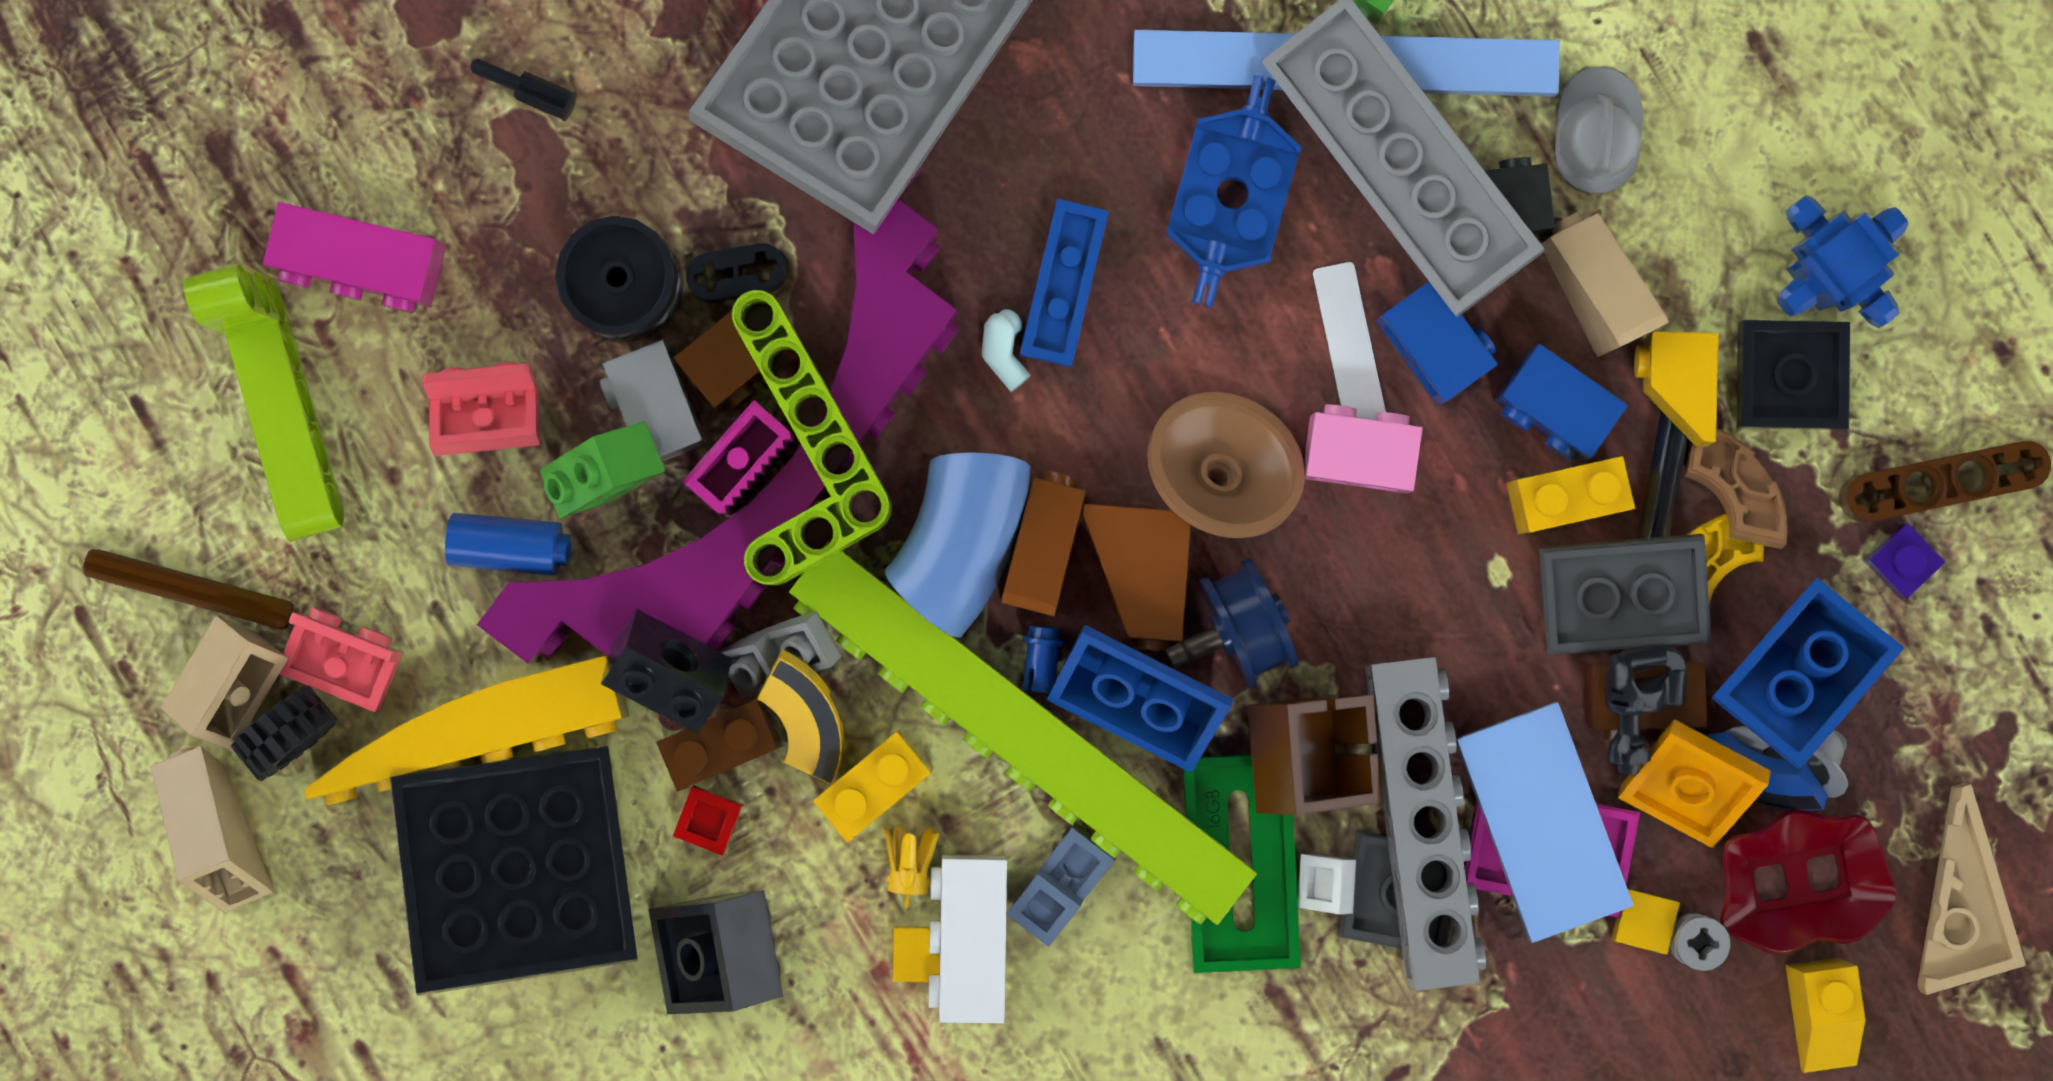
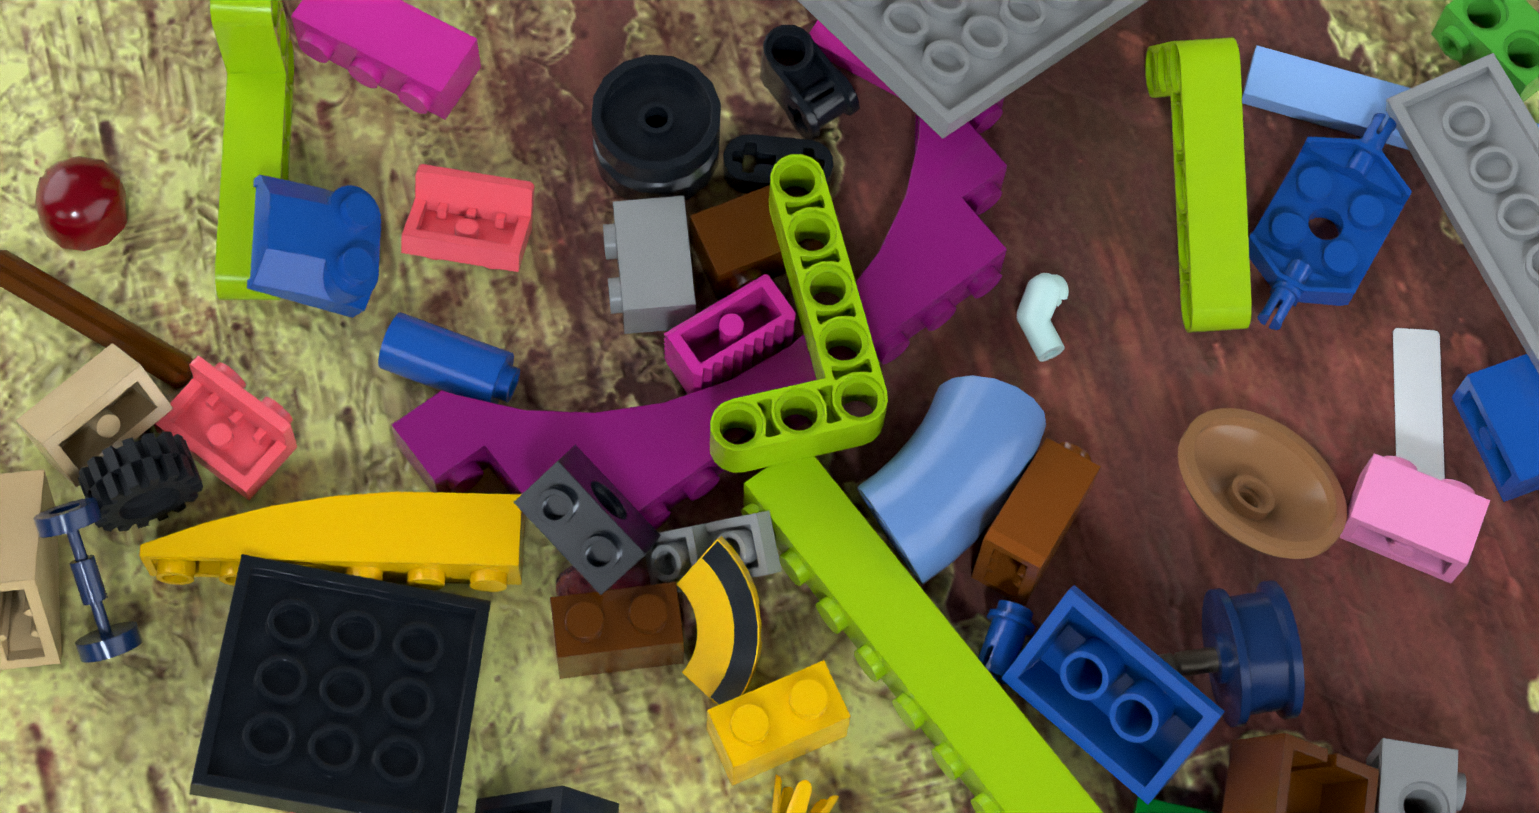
camera: 10 degrees right, 20 degrees down
(141, 484) = (81, 203): none -> dark red hair
(237, 795) = (108, 639): none -> dark blue wheel
(356, 474) = (315, 244): none -> blue slope
(601, 469) = (580, 302): bright green brick -> none
(708, 820) = (577, 713): red plate -> none
(741, 189) = (810, 90): none -> black piece
(1064, 283) = (1122, 267): blue plate -> none
(1110, 170) = (1209, 178): none -> lime beam
(1144, 568) = (1143, 561): dark orange slope -> none

